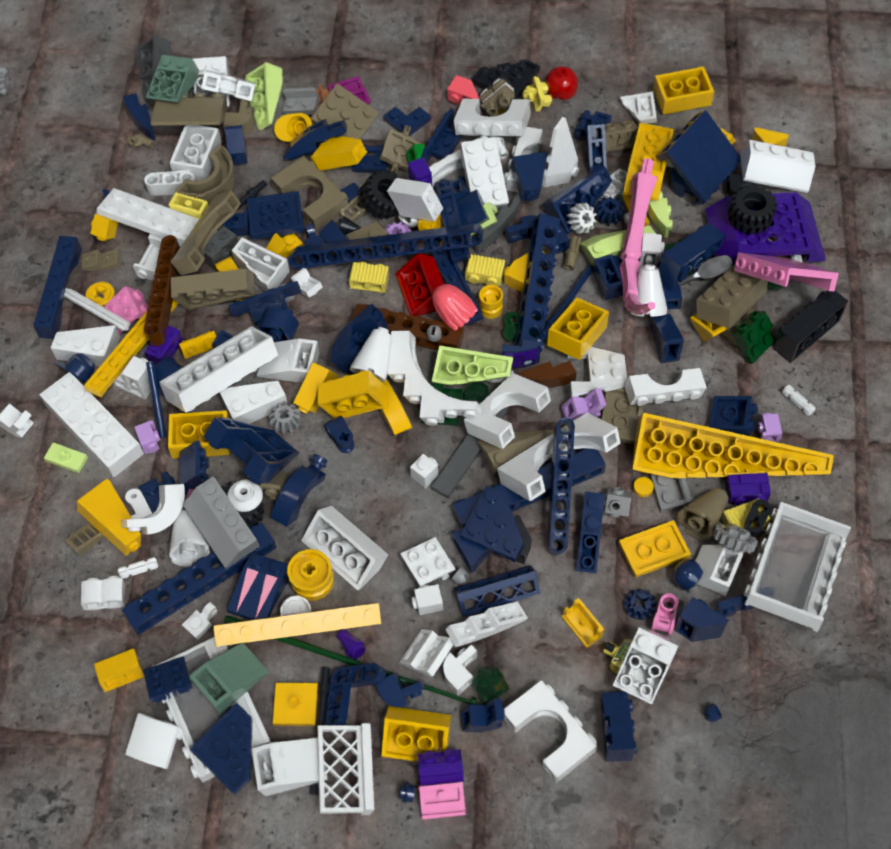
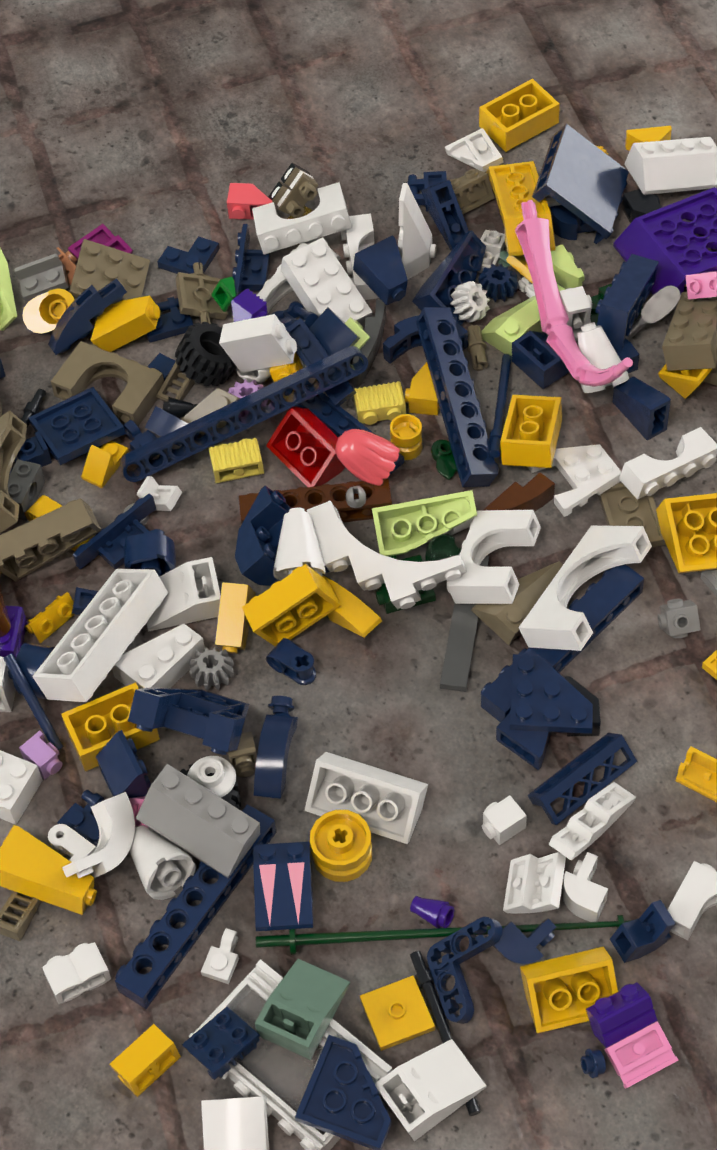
camera: 20 degrees left, 5 degrees down
(138, 567) = (106, 923): white axle -> none
(267, 267) = (99, 488): white wedge -> none
(294, 605) = (343, 897): white hair -> none
(297, 624) = (353, 912): yellow plate -> none
(364, 769) = (527, 1059): white fence -> none
(424, 470) = (422, 667): white brick -> none
(428, 562) = (482, 774): white hinge -> none
(461, 576) = (530, 777): light grey hinge -> none
(490, 683) = (632, 890): clear green brick -> none
(518, 74) = (309, 156): black plate -> none
(523, 355) = (483, 482): slope -> none
(535, 94) = (340, 171): light yellow hips -> none
(561, 83) = (363, 153): red cylinder -> none
(564, 477) = (604, 634): dark blue beam -> none
(590, 404) = (576, 523): lavender brick -> none
(590, 532) = (663, 666): dark blue slope -> none
(643, 487) = (699, 591): yellow tile -> none
(753, 198) = (676, 221): black tyre -> none

